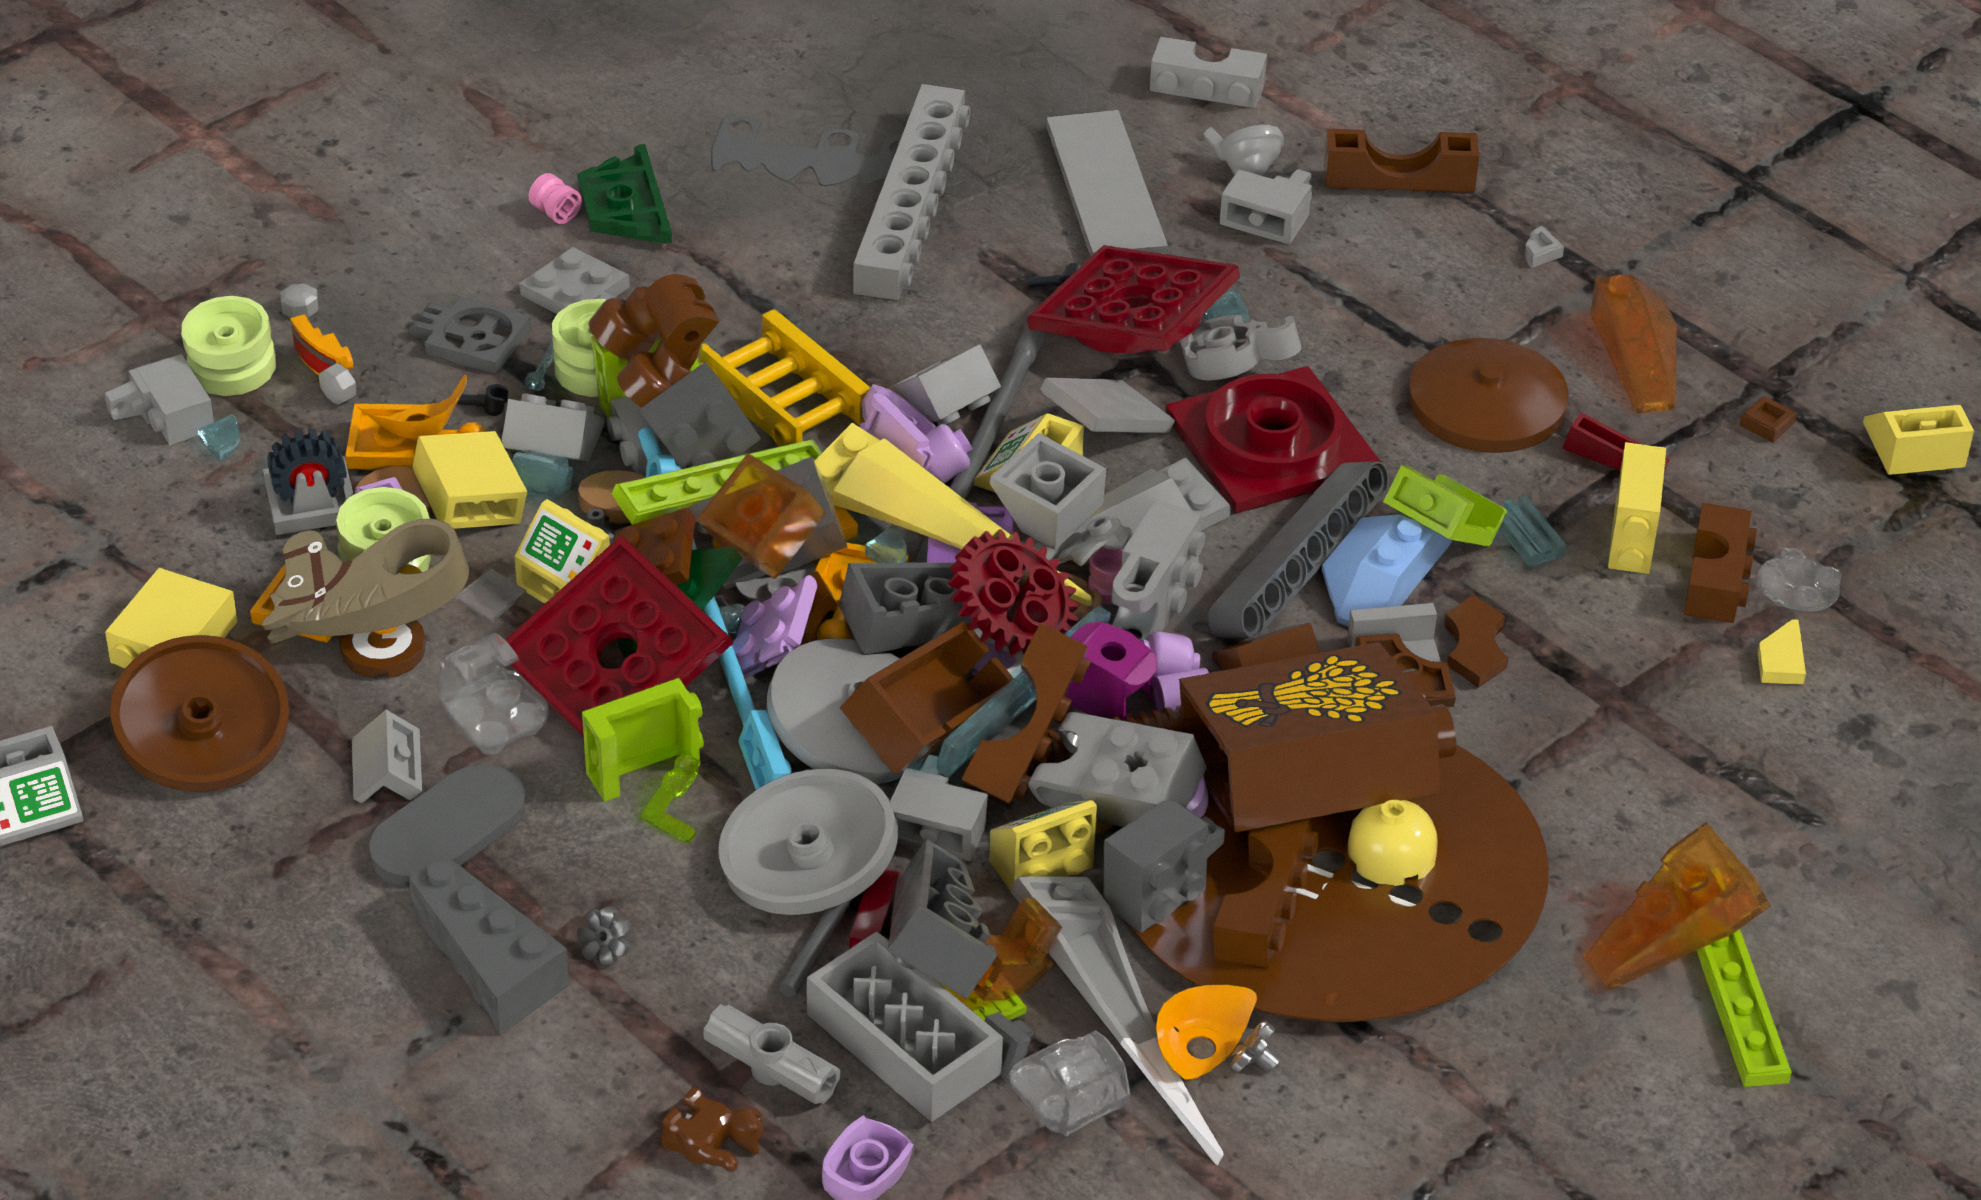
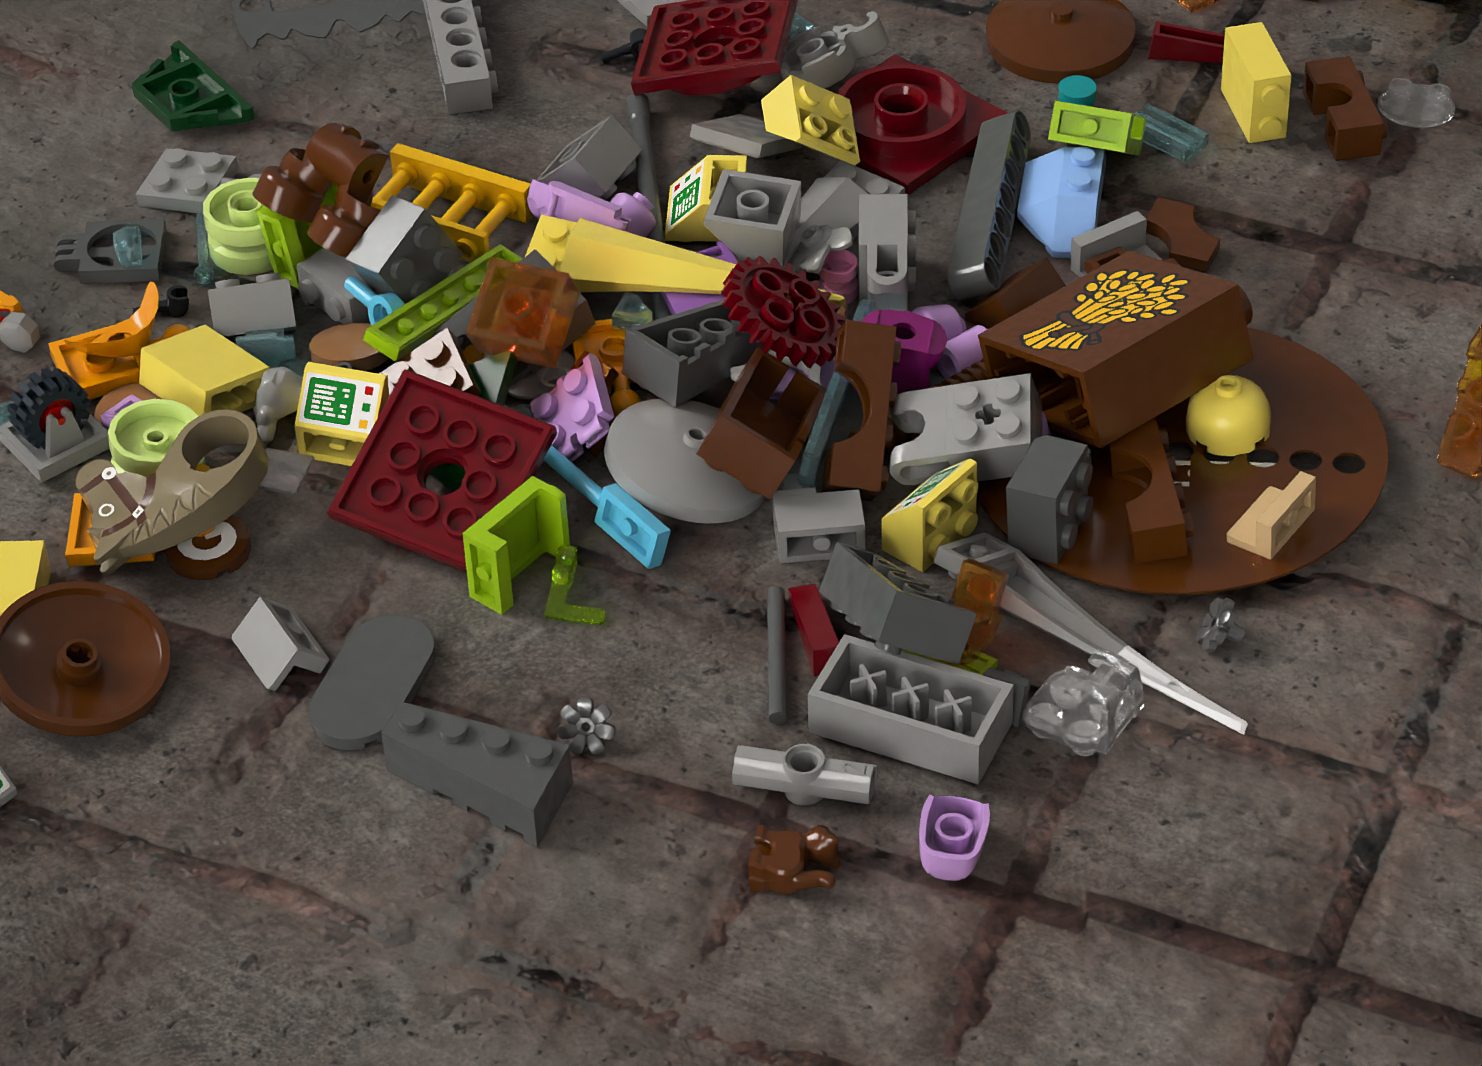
camera: 20 degrees left, 0 degrees up
(476, 333) = (128, 245): none -> clear light blue tile
(486, 699) = (345, 560): clear piece -> none
(511, 526) = (275, 399): none -> light grey hat
(555, 198) = (118, 110): bright pink wheel -> none
(808, 841) = (723, 582): light grey dish -> none
(1167, 410) = (812, 118): none -> light yellow slope
(1205, 1012) = (1164, 609): light orange piece -> none
(1372, 960) = (1275, 517): none -> tan panel
(1465, 460) = (1077, 90): none -> teal tile
(1782, 656) = (1441, 168): light yellow tile -> none

